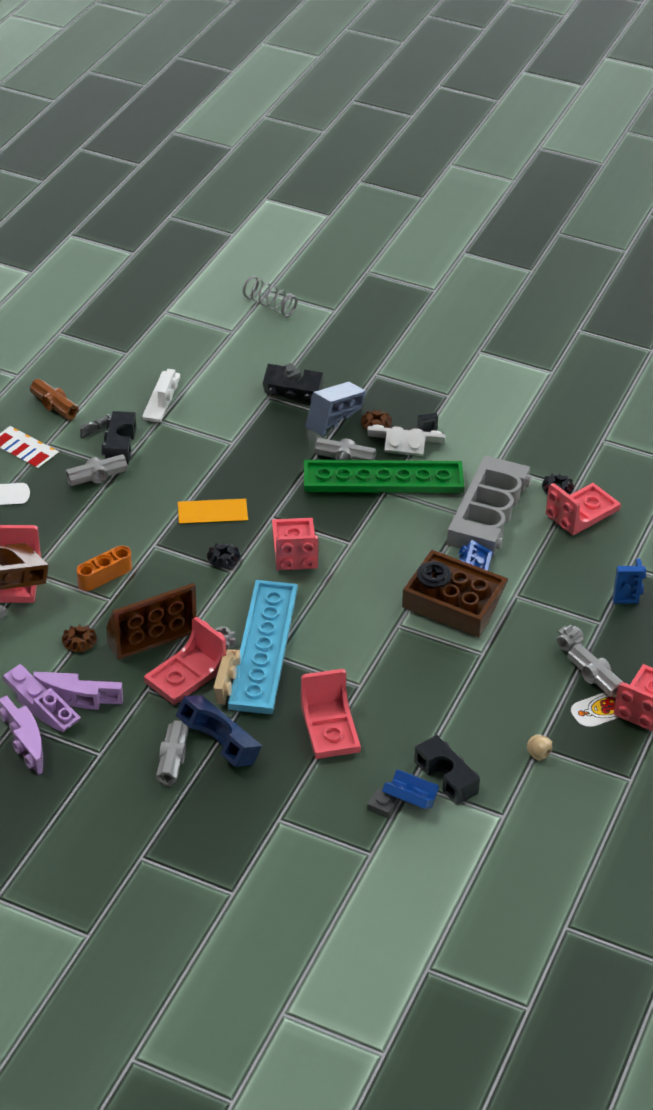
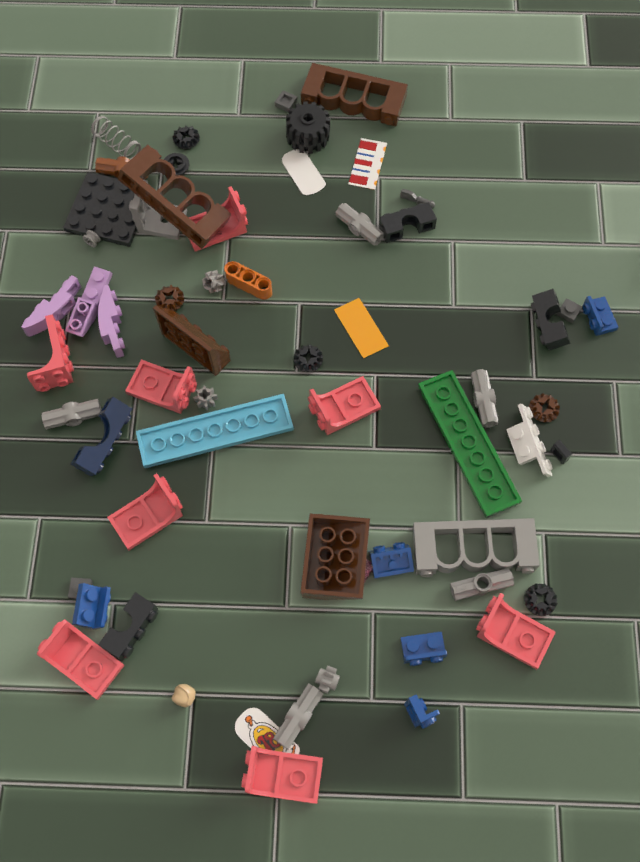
camera: 70 degrees right, 25 degrees up
(54, 399) = (429, 156): dark orange piece -> none
(87, 587) = (213, 281): none -> light grey gear
(93, 735) = (59, 368): none -> coral bracket
(161, 396) = (479, 228): white bracket -> none
(225, 674) = (160, 416): tan hinge -> none
(306, 357) = (599, 315): none -> blue bracket
(332, 405) = (539, 363): sand blue wedge -> none
(442, 573) = (337, 524): black gear -> none
(464, 816) = (80, 658): none -> coral bracket
(527, 512) = (494, 581): none -> light grey piece
(568, 571) = (423, 648): none -> blue bracket

